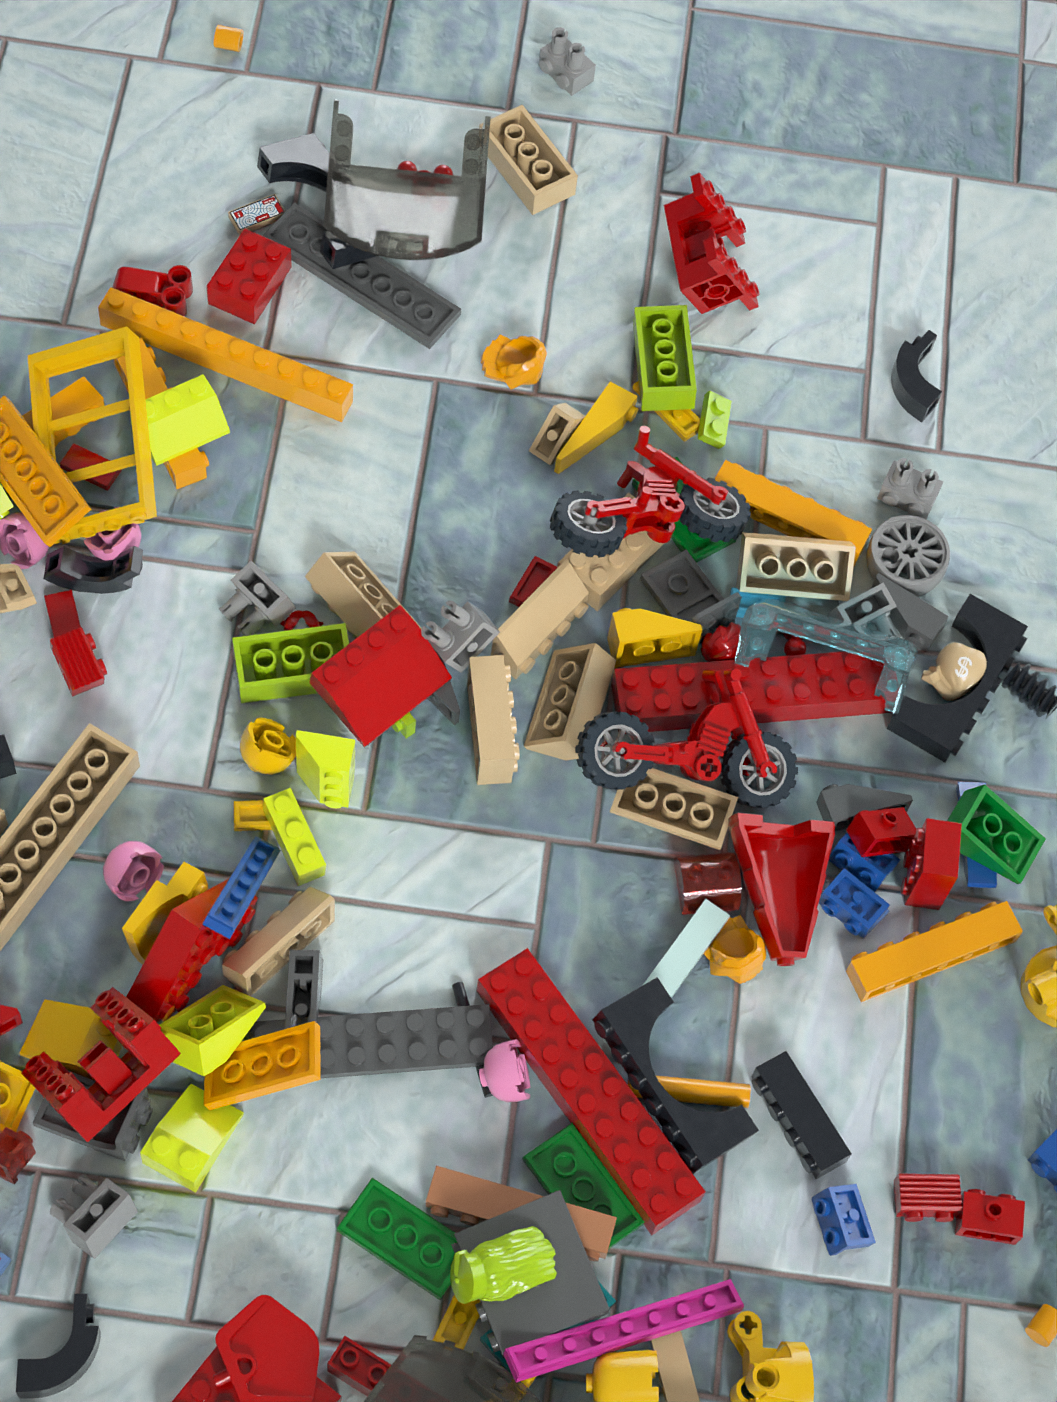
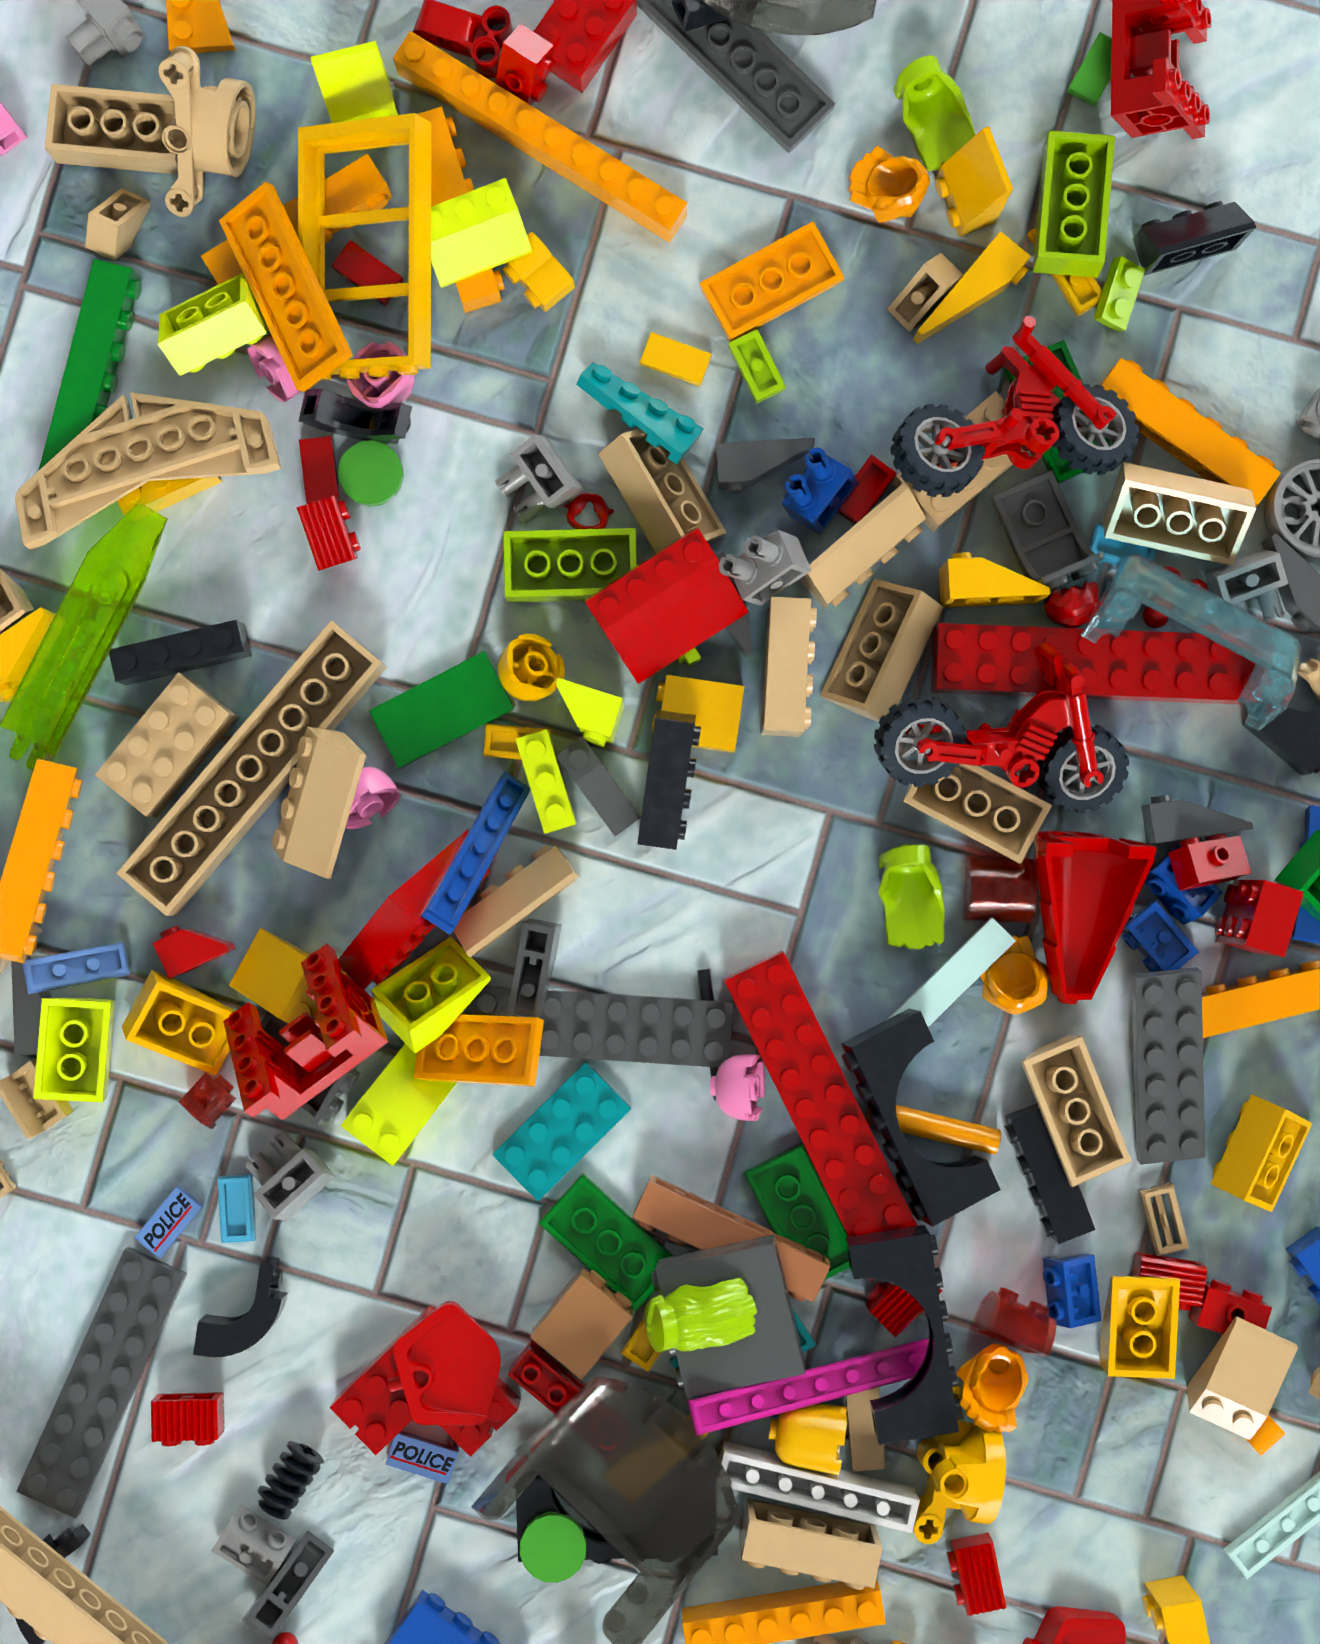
camera: 20 degrees right, 25 degrees up
(44, 1257) = (236, 1208): none -> medium azure tile
(67, 317) = (355, 83): none -> neon yellow slope
(93, 869) = (318, 801): none -> tan slope
(109, 615) = (370, 473): none -> bright green tile
(150, 915) = (380, 871): yellow slope -> none
(192, 795) = (441, 710): none -> green tile
(207, 300) = (525, 65): none -> red brick
(238, 452) = (540, 275): none -> yellow brick
(333, 540) = (653, 416): none -> teal wing
(340, 838) = (598, 786): none -> dark grey slope
(347, 1143) = (562, 1131): none -> teal plate
(359, 503) = (675, 359): none -> yellow tile
(392, 1306) = (582, 1322): none -> medium nougat brick
(401, 819) = (667, 778): none -> black brick
(420, 769) = (713, 703): none -> yellow brick
(428, 501) = (756, 366): none -> lime plate
(430, 439) = (771, 281): none -> light orange plate
(436, 570) = (752, 461): none -> dark grey slope
(495, 582) = (819, 492): none -> blue brick
(542, 307) = (933, 111): none -> lime hair
(583, 349) = (974, 184): none -> yellow slope
(632, 893) = (911, 897): none -> lime hair
(662, 271) = (1093, 72): none -> bright green tile
(687, 1194) = (927, 1401): none -> black arch
(689, 1245) = (893, 1306): none -> red brick
(763, 373) = (1192, 236): none -> black slope
(788, 1306) = (993, 1387): none -> light orange hair
(796, 1254) = (1016, 1324): none -> clear red brick
(812, 1049) = (1075, 1109): none -> tan slope
(885, 1003) = (1168, 1065): none -> dark grey plate
(910, 1232) = (1140, 1327): none -> yellow slope
(923, 1142) = (1170, 1247): none -> tan tile
(985, 1072) = (1260, 1153): none -> yellow slope
(1012, 1266) = (1241, 1378): none -> tan slope

